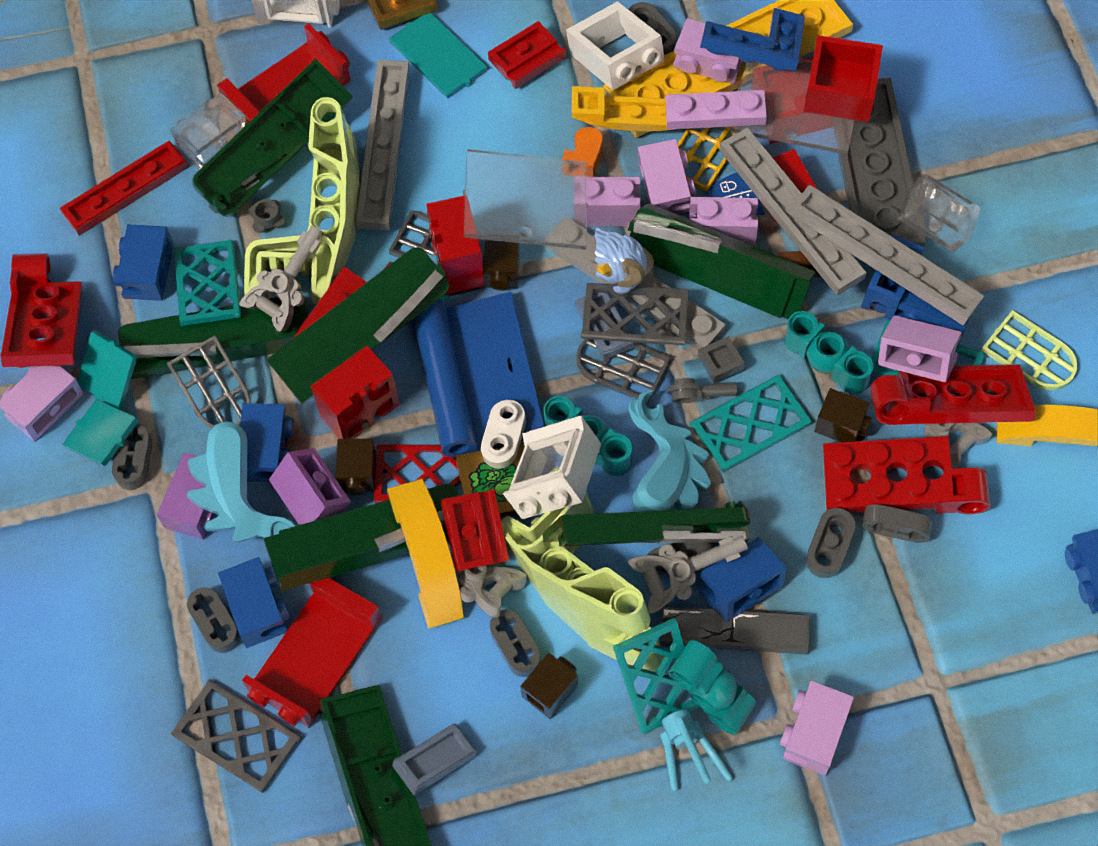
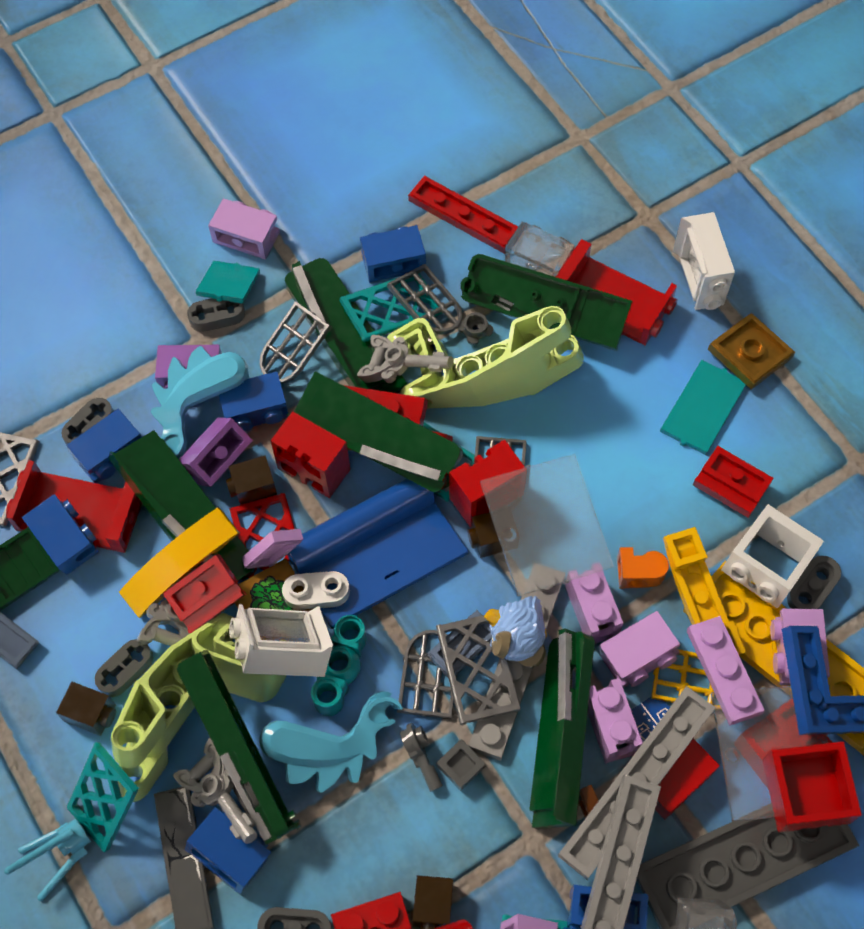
camera: 70 degrees right, 0 degrees up
(28, 305) = (342, 179): red hinge -> none
(106, 369) = (280, 263): teal piece -> none
(250, 229) = (427, 290): none -> flat silver window
(342, 666) = (60, 534): none -> blue brick
(383, 145) = (583, 393): light grey plate -> none
(451, 452) = (272, 548): none -> lavender tile
(712, 687) = (103, 851): teal piece -> none
(749, 449) = (403, 846): teal window -> none
(838, 365) = (503, 850): teal piece -> none

